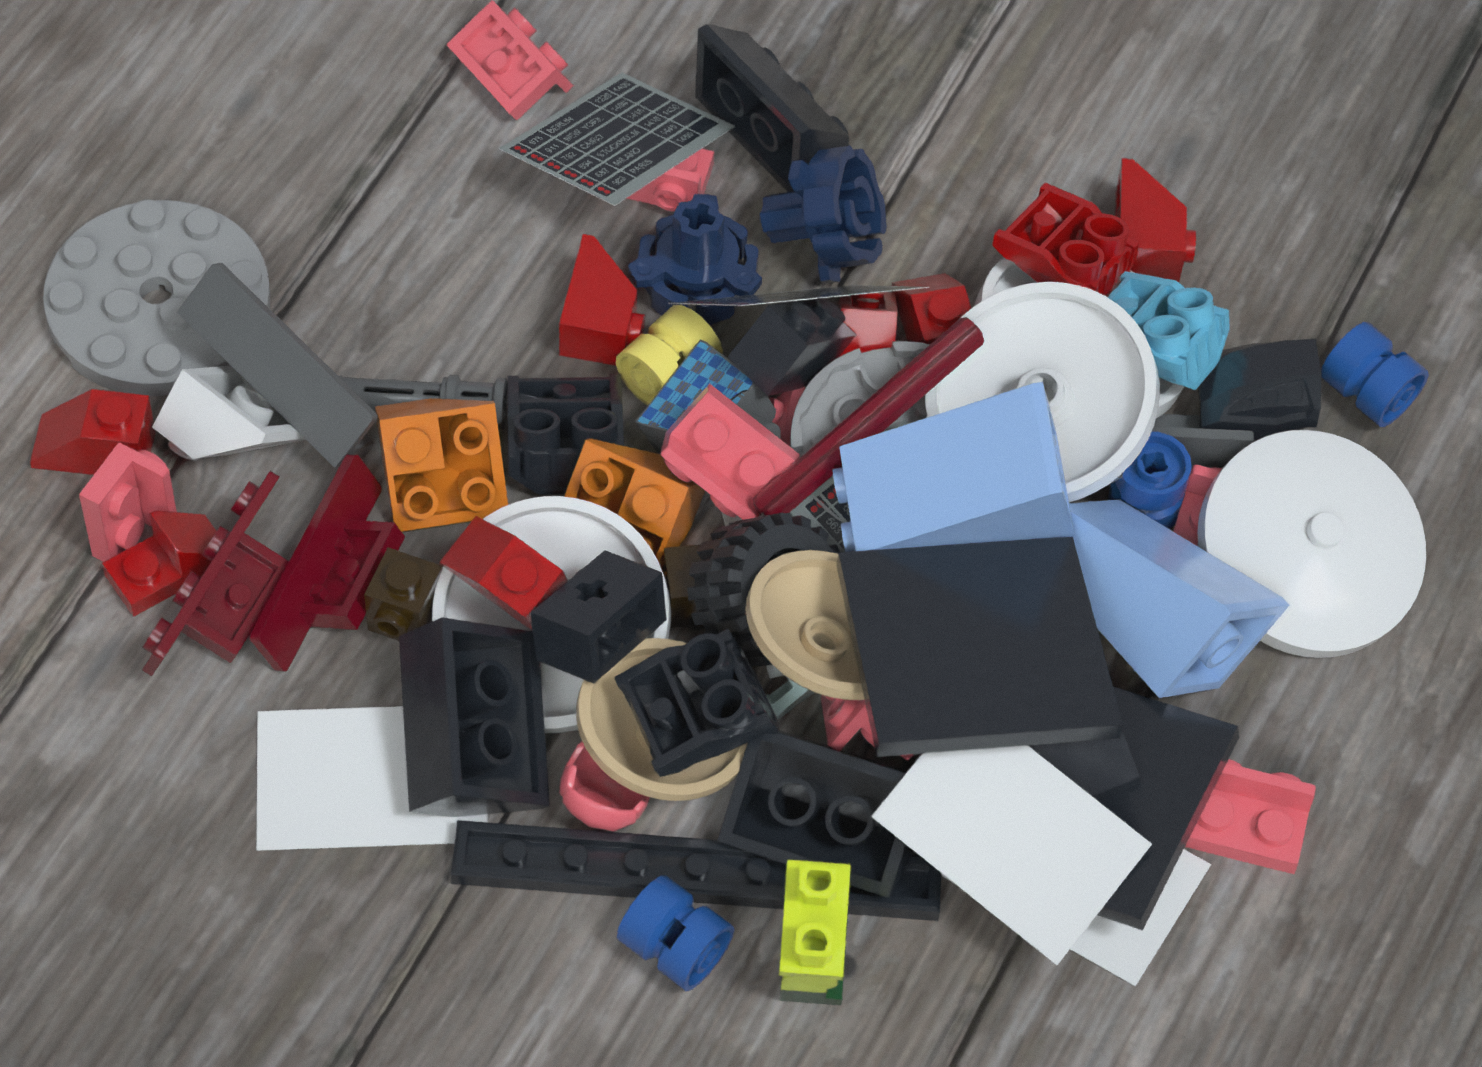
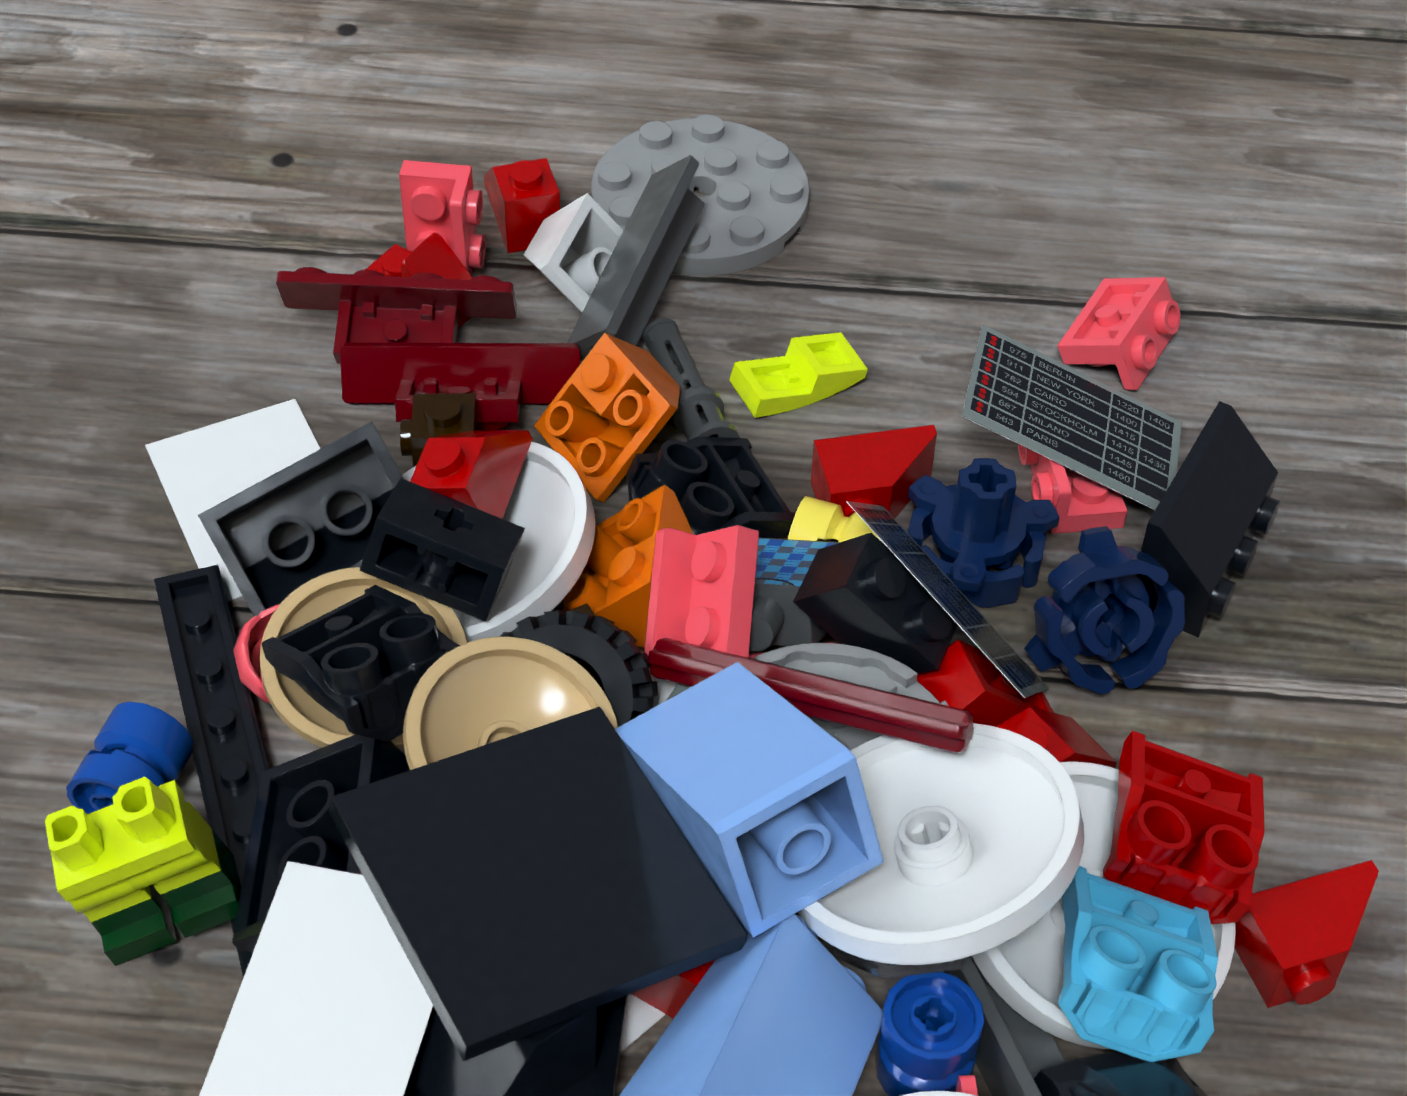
camera: 70 degrees right, 10 degrees down
(438, 312) = (807, 373): none -> neon yellow slope

